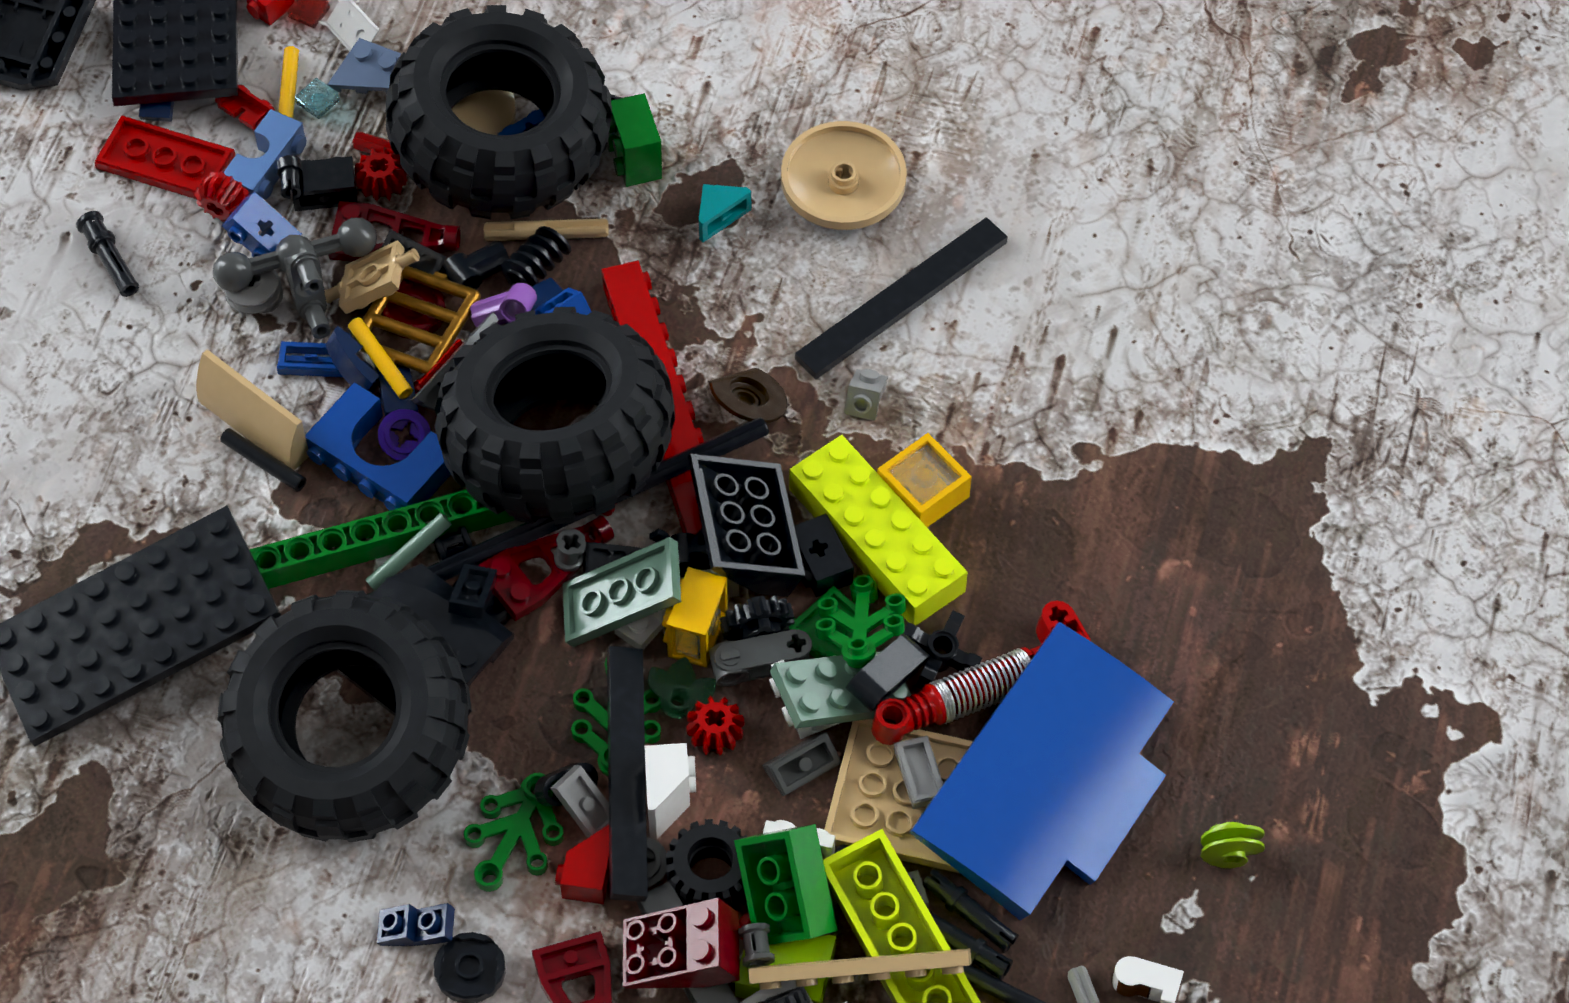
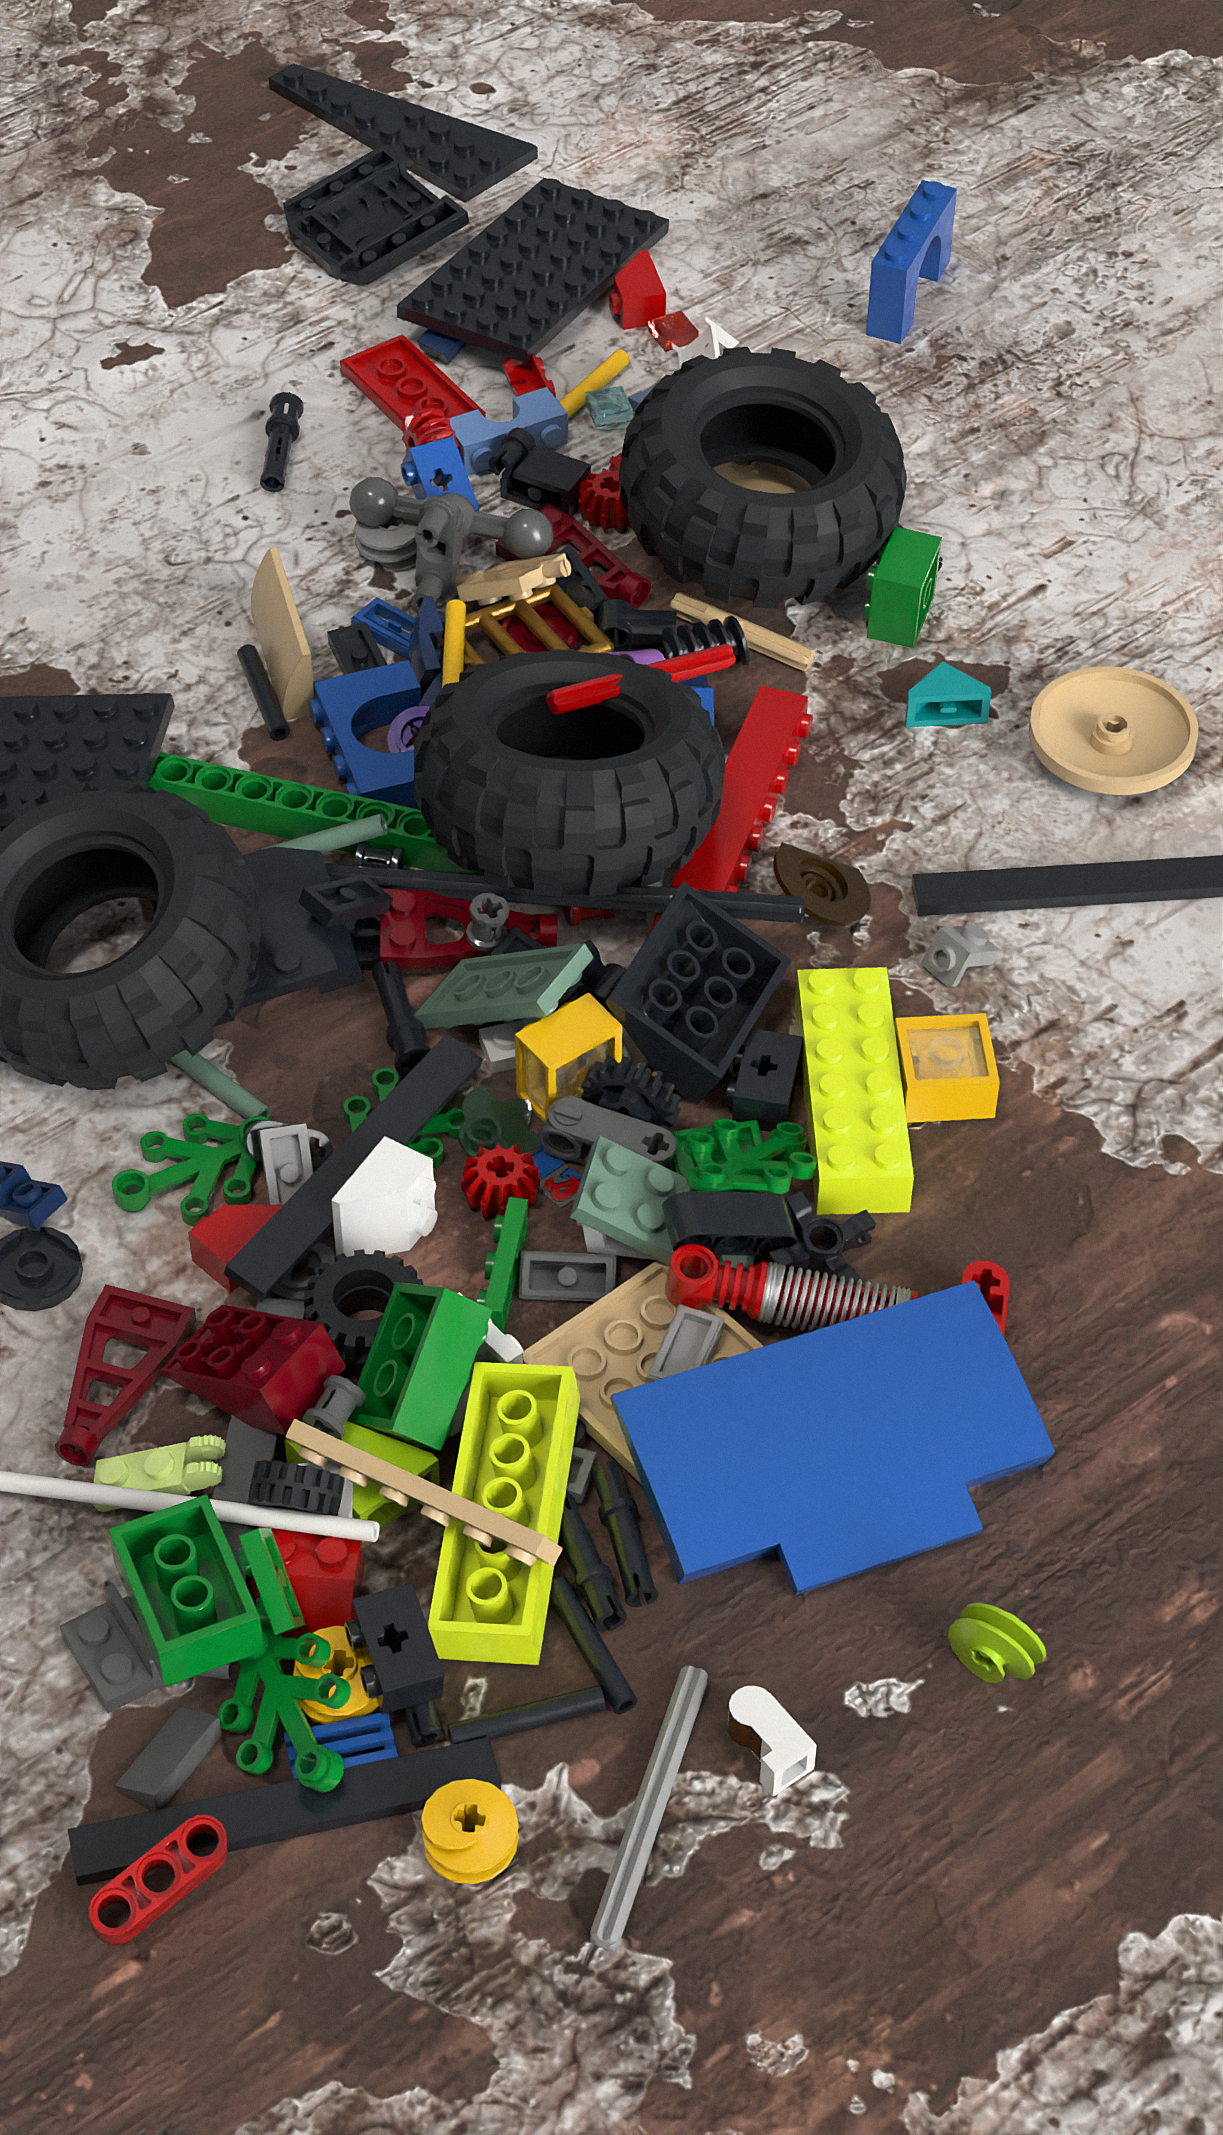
camera: 35 degrees right, 10 degrees down
(306, 394) = (355, 648): none -> black plate
(491, 768) = (220, 1085): none -> sand green piece
(569, 657) = (404, 1031): none -> black pin
(570, 298) = (604, 688): none -> red axle
(749, 701) = (556, 1178): none -> sticker
(762, 779) = (504, 1264): none -> green plate

